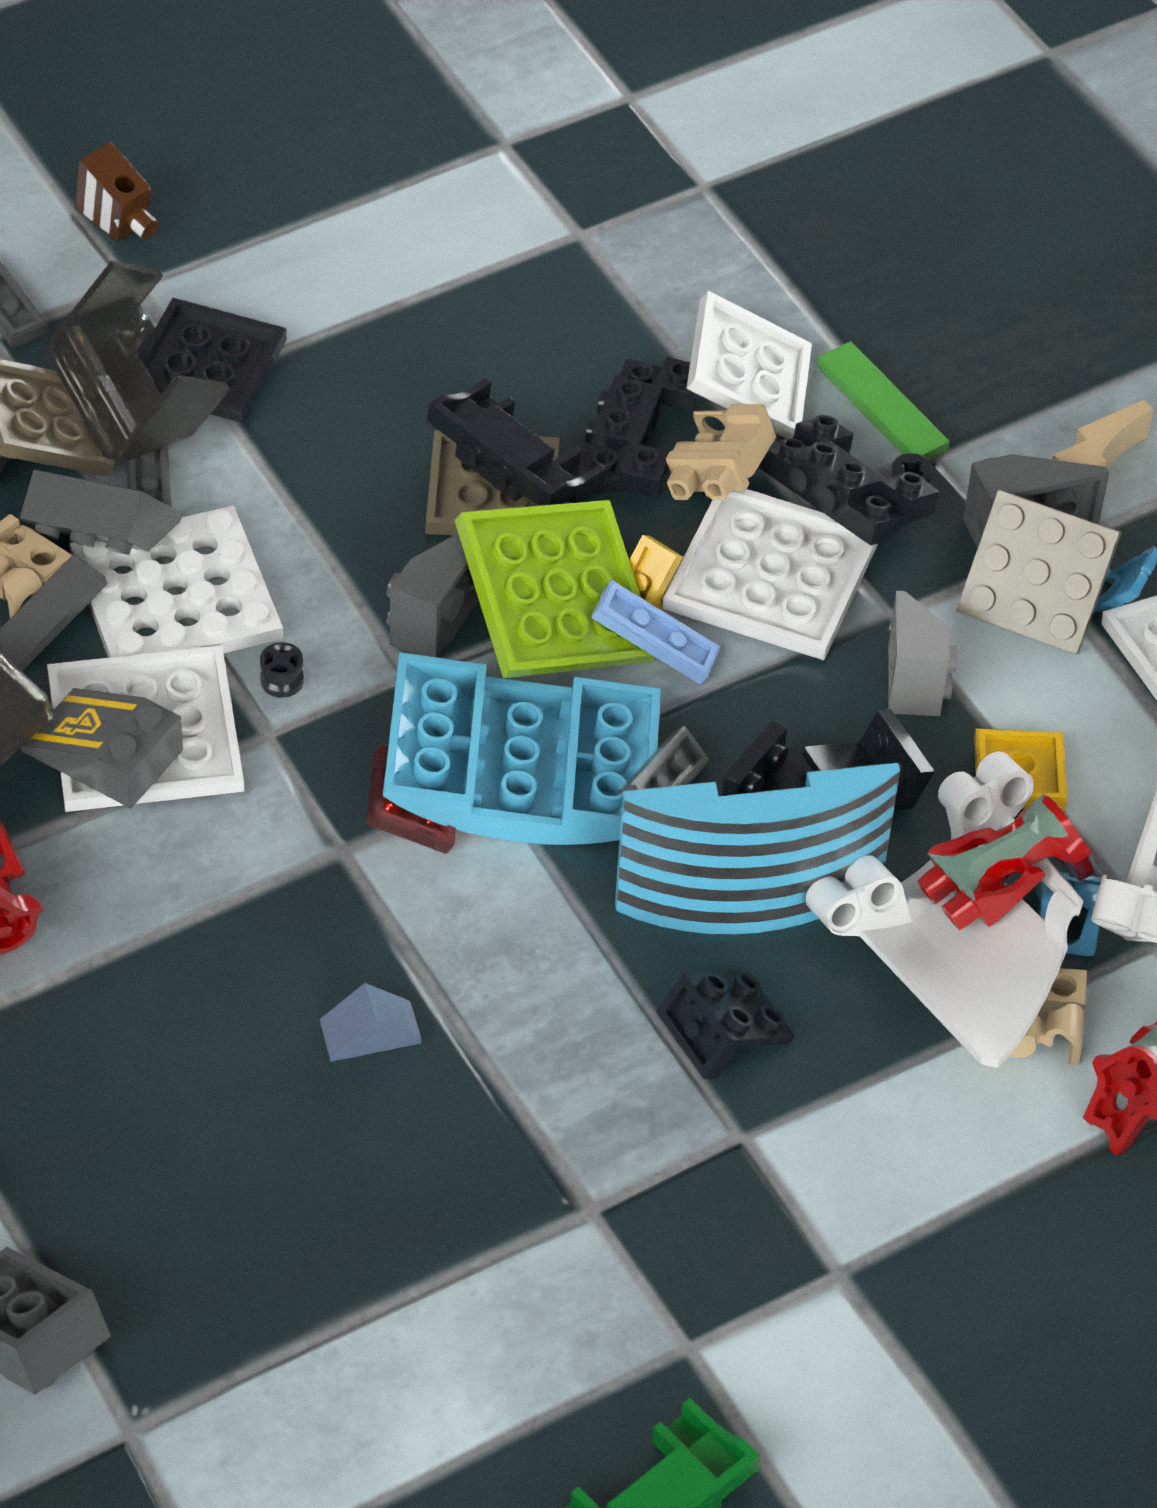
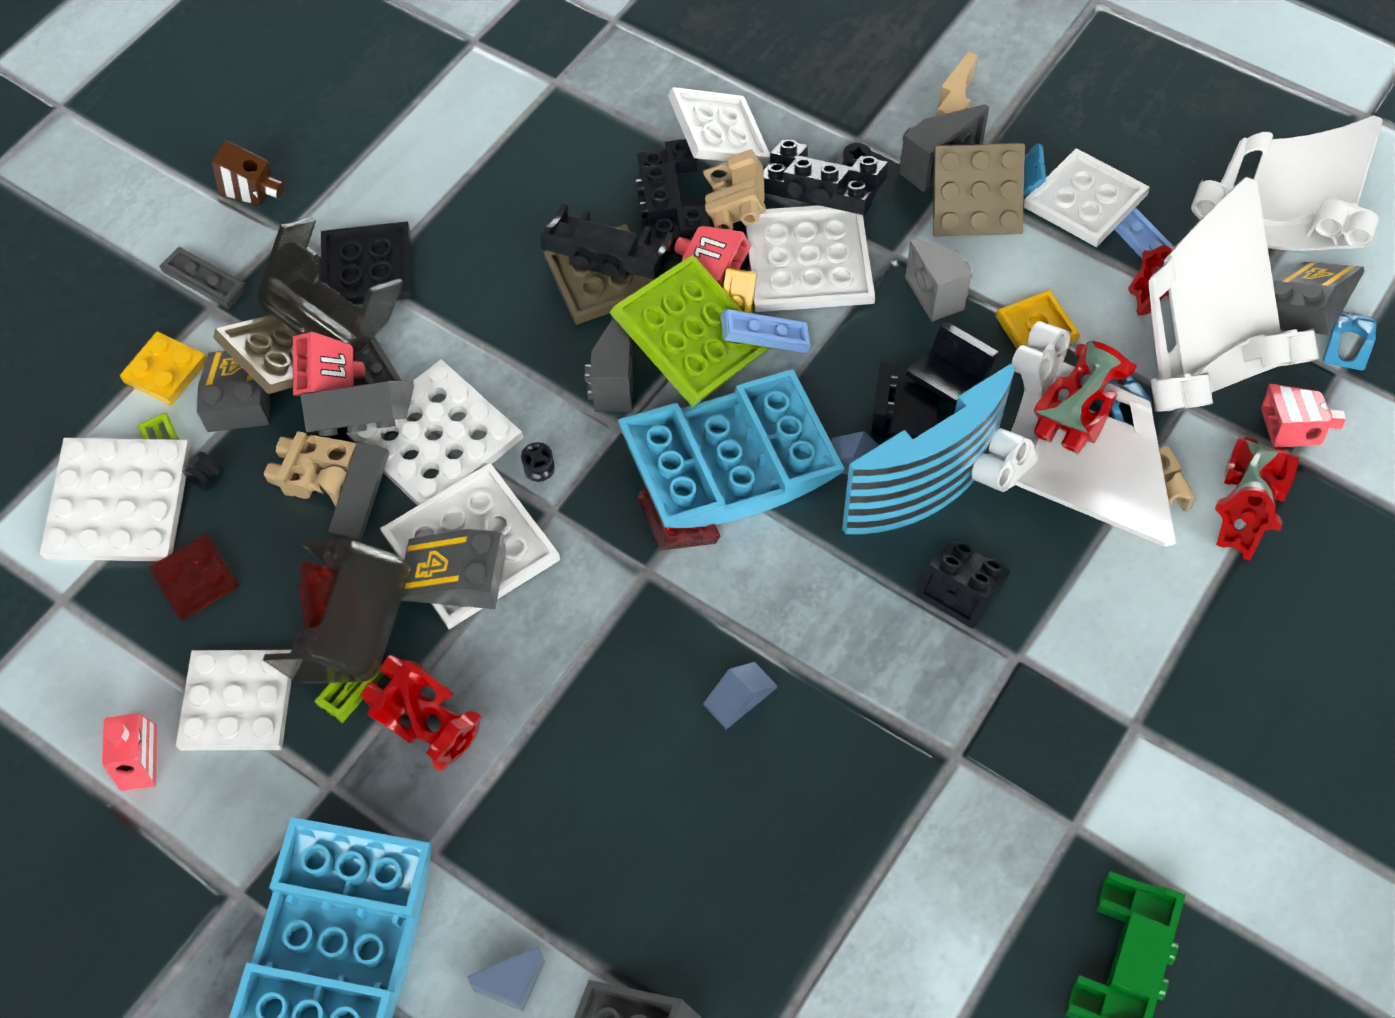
camera: 20 degrees left, 10 degrees up
(83, 446) = (323, 364): none -> coral torso
(651, 510) = (715, 250): none -> coral torso
(671, 764) = (831, 429): dark grey tile -> none
(882, 402) = (807, 117): bright green tile -> none

